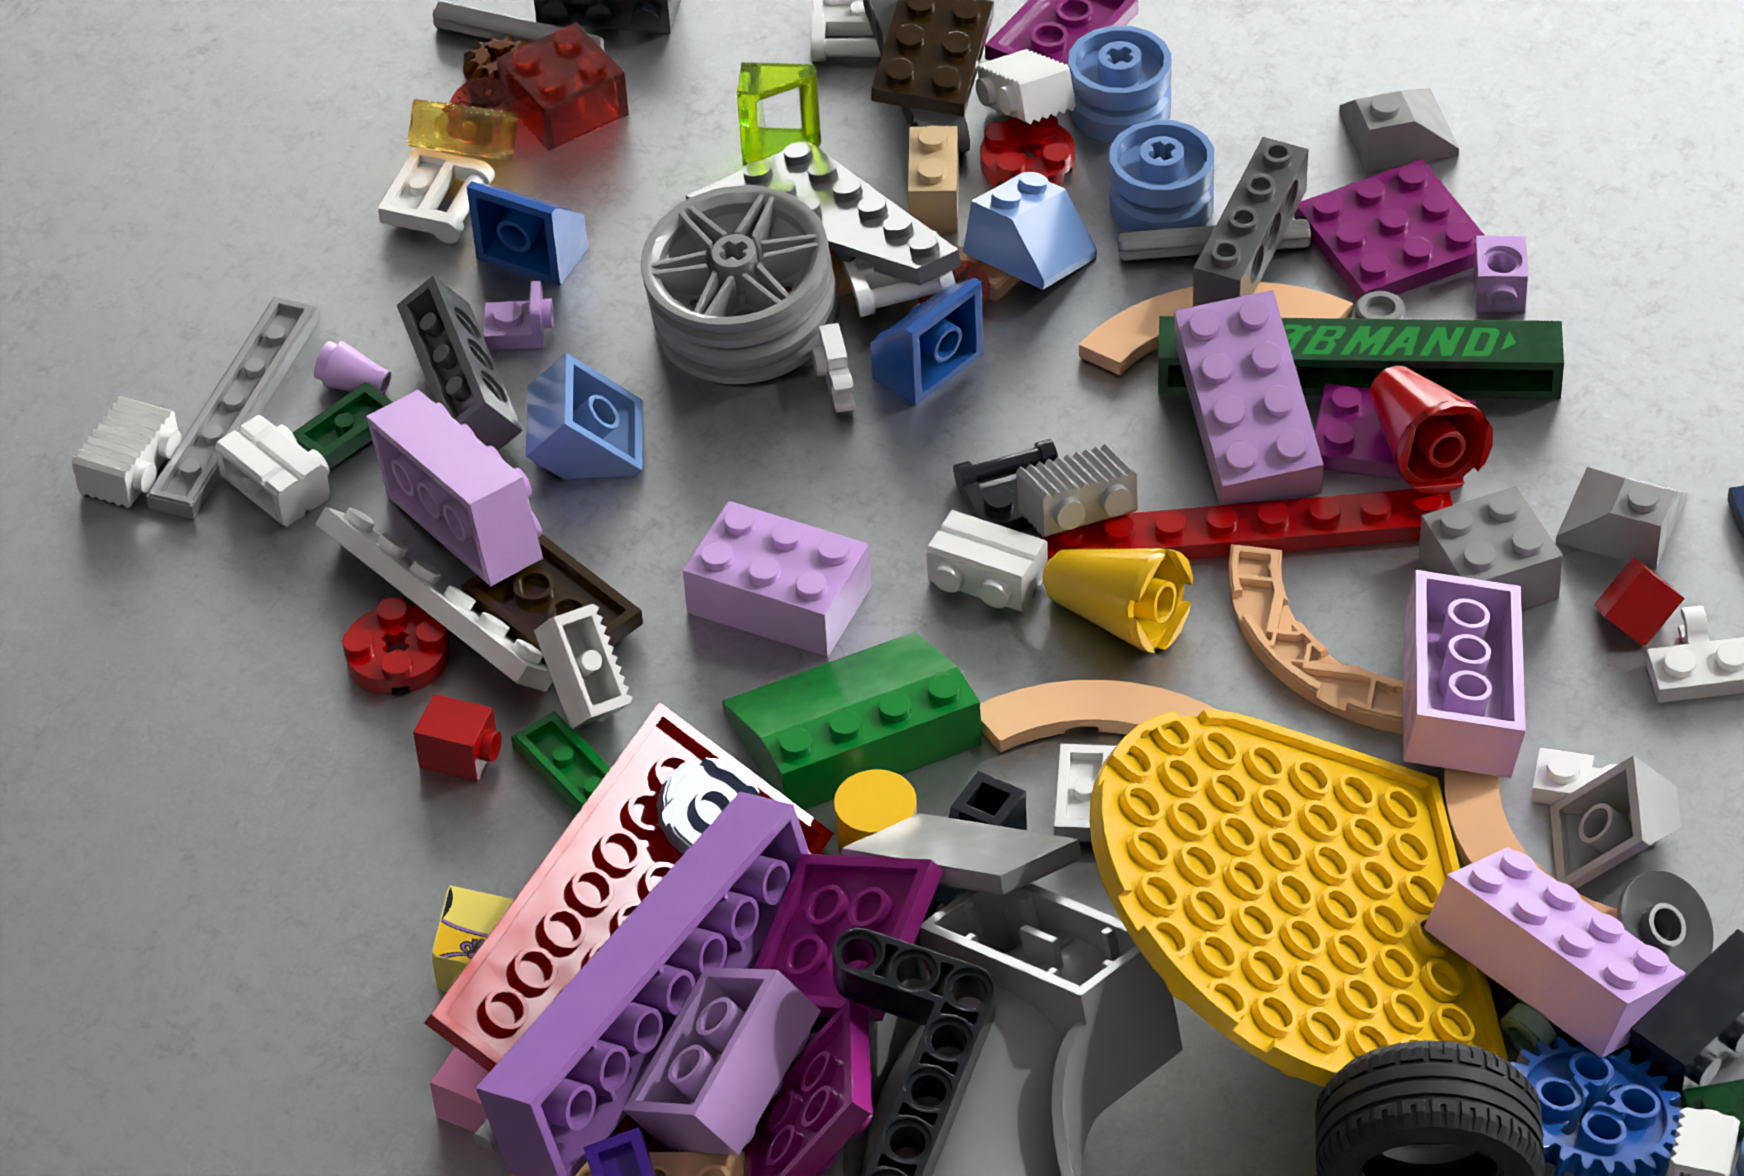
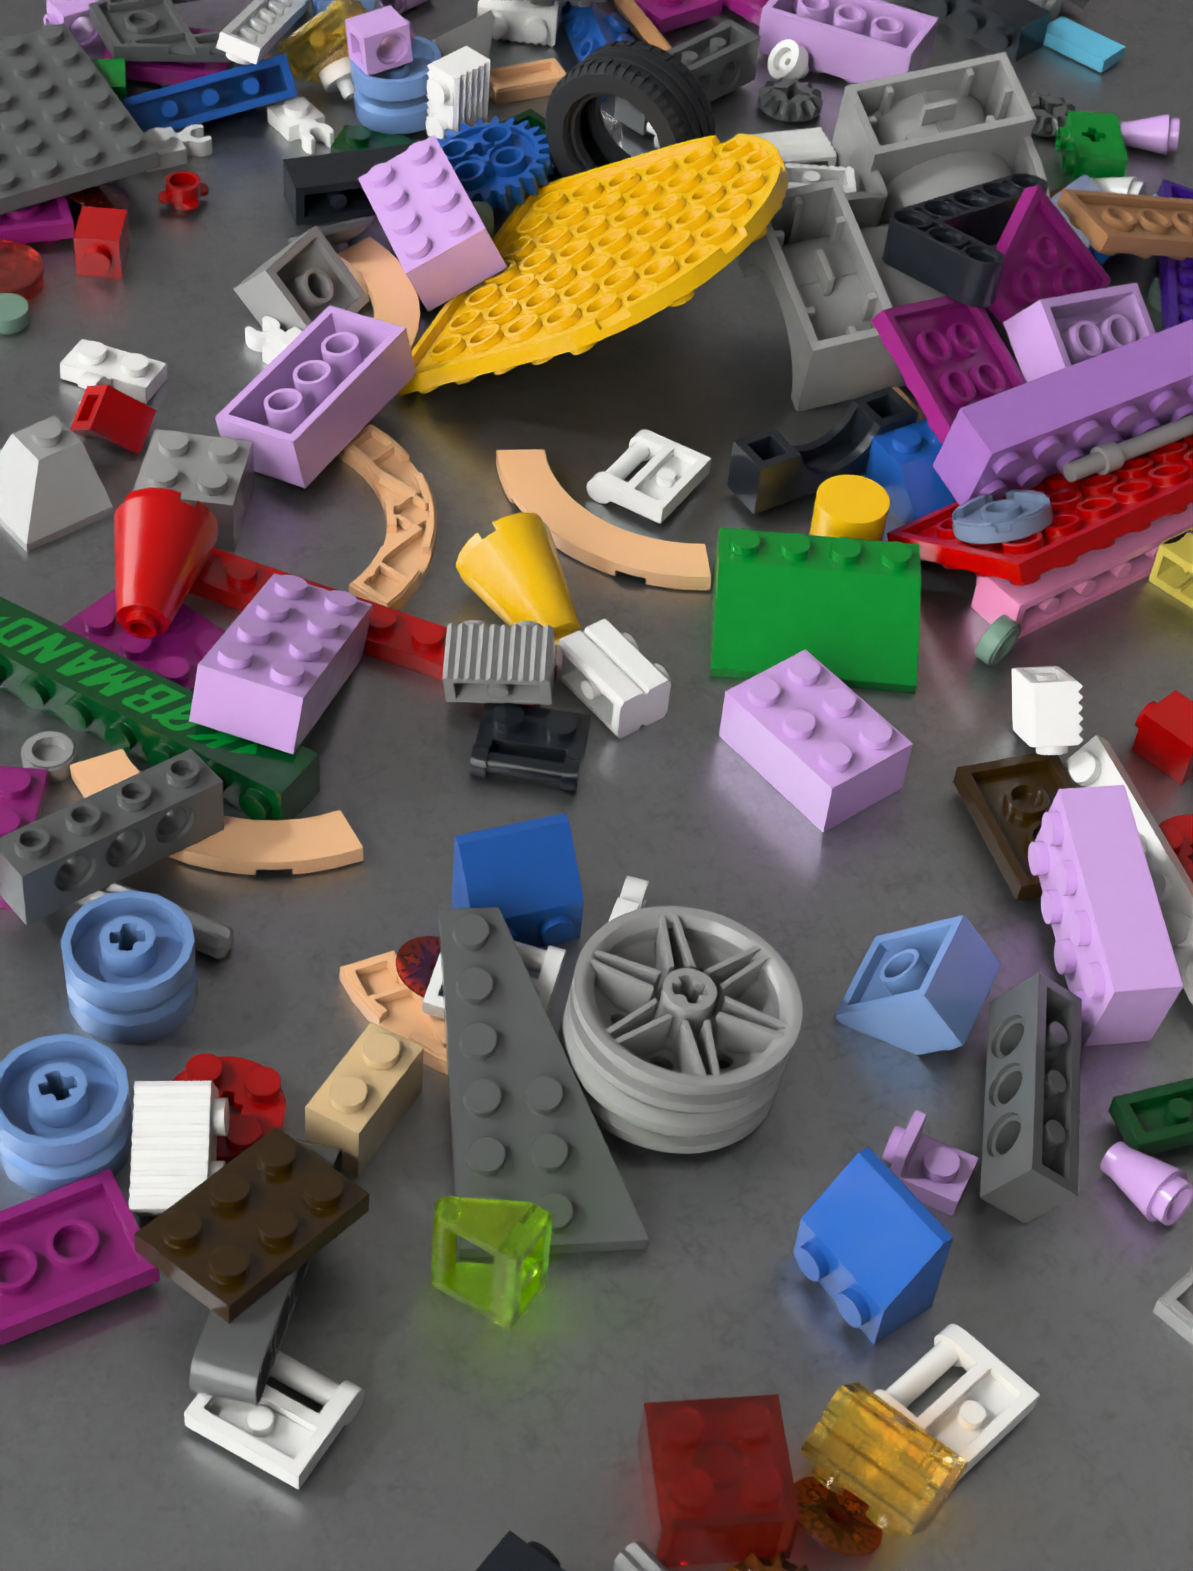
camera: 160 degrees left, 0 degrees up
(561, 759) = (1065, 646): green tile -> none
(972, 853) = (830, 380): light grey tile -> none
(1028, 231) = (325, 974): medium blue slope -> none

